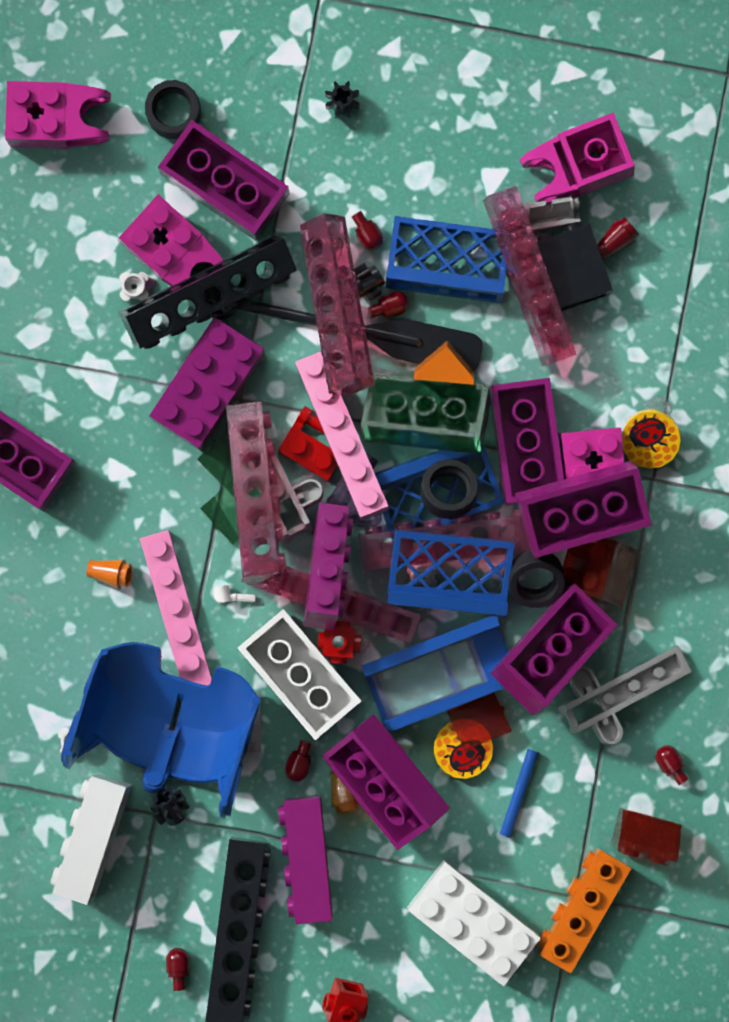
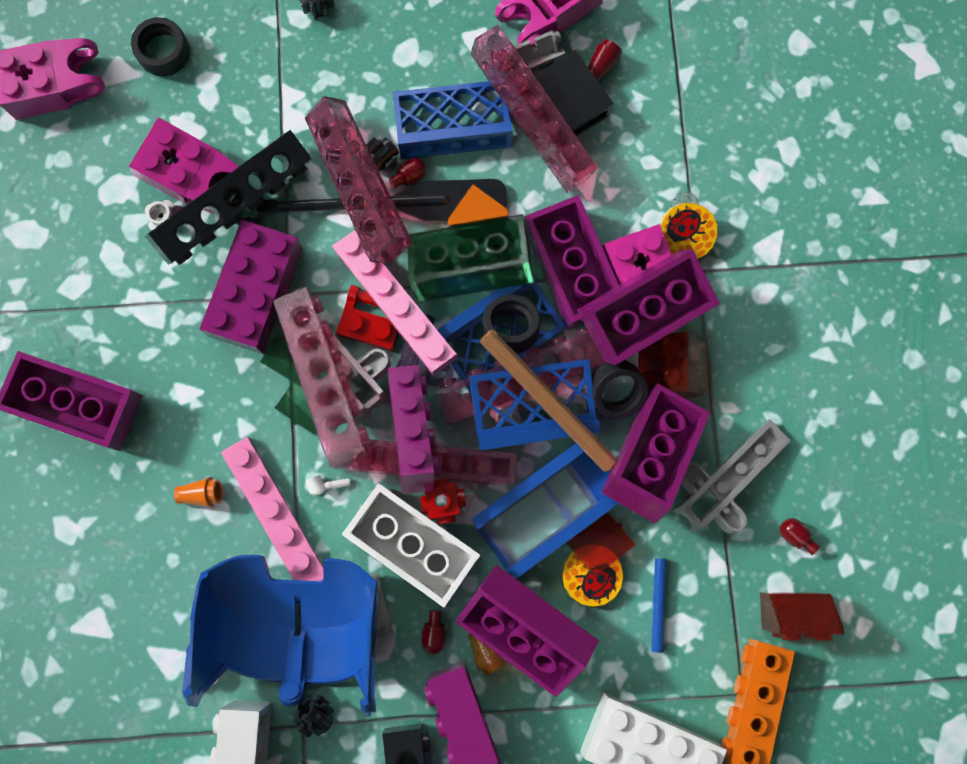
camera: 20 degrees left, 5 degrees down
(224, 180) = (221, 94): magenta brick -> none
(367, 232) = (370, 112): dark red cylinder -> none
(463, 574) = (548, 400): none -> medium nougat axle

